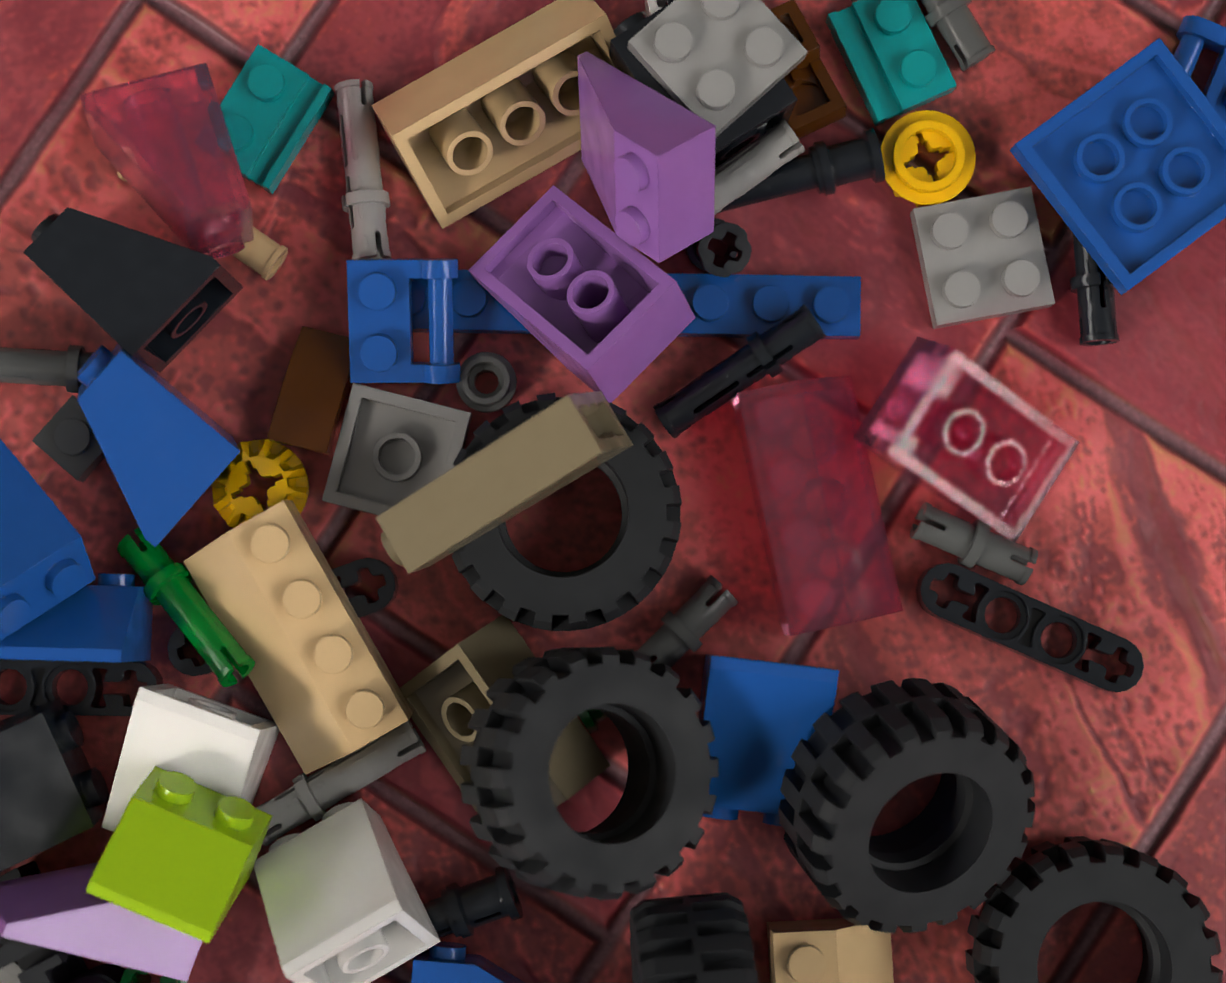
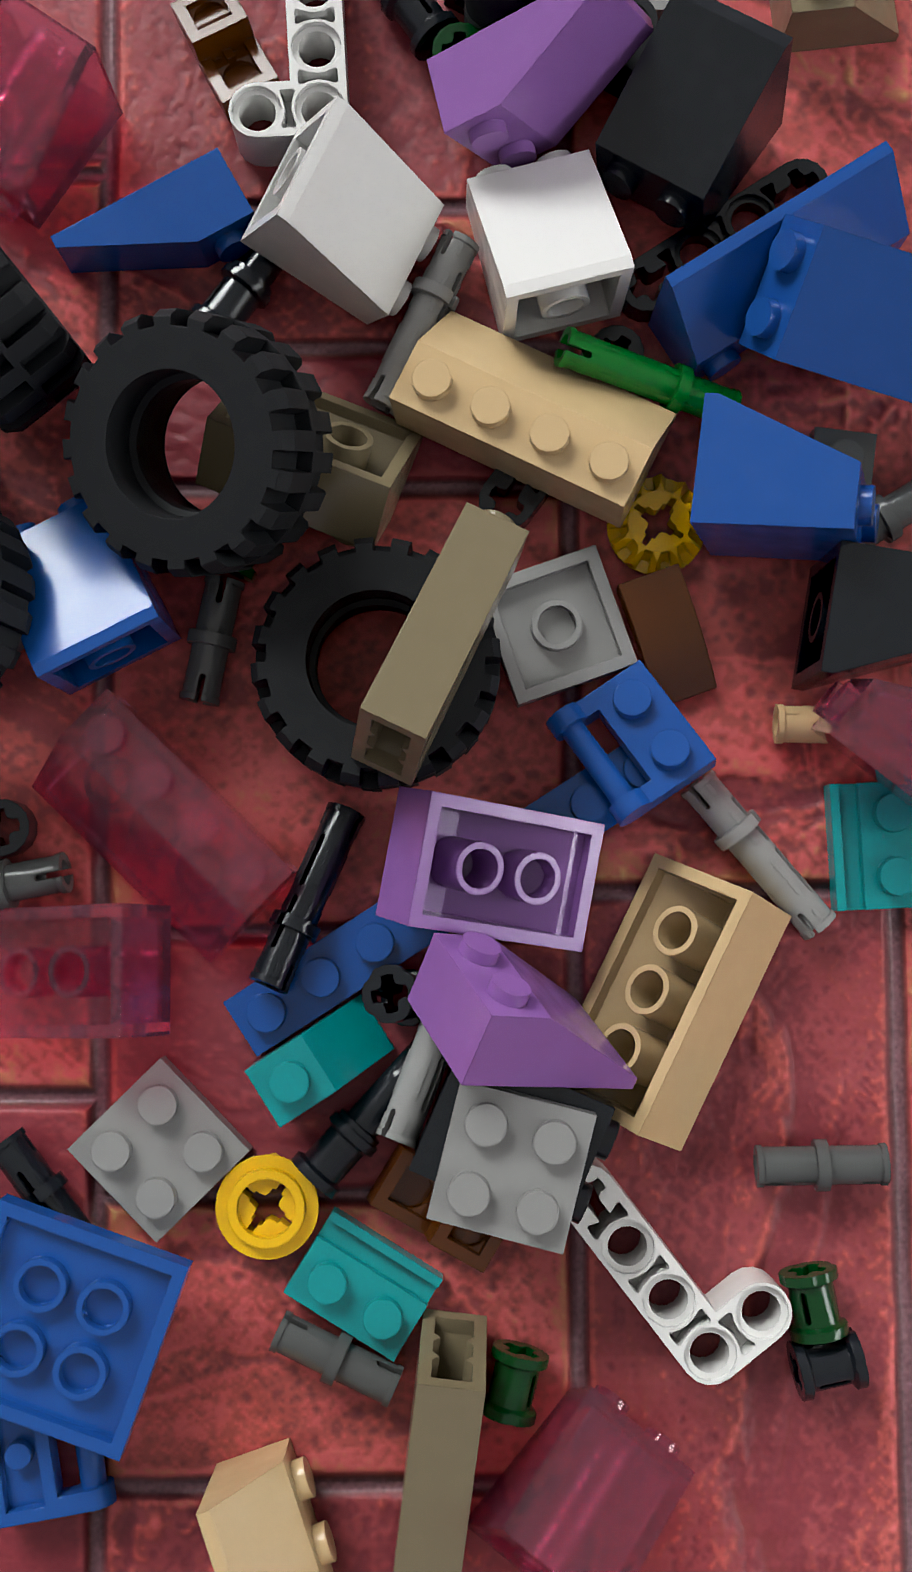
camera: 145 degrees right, 0 degrees up
(180, 854) = (501, 147): lime slope -> none
(487, 363) = (524, 723): dark grey plate -> none
(814, 240) = (319, 1061): none -> teal slope

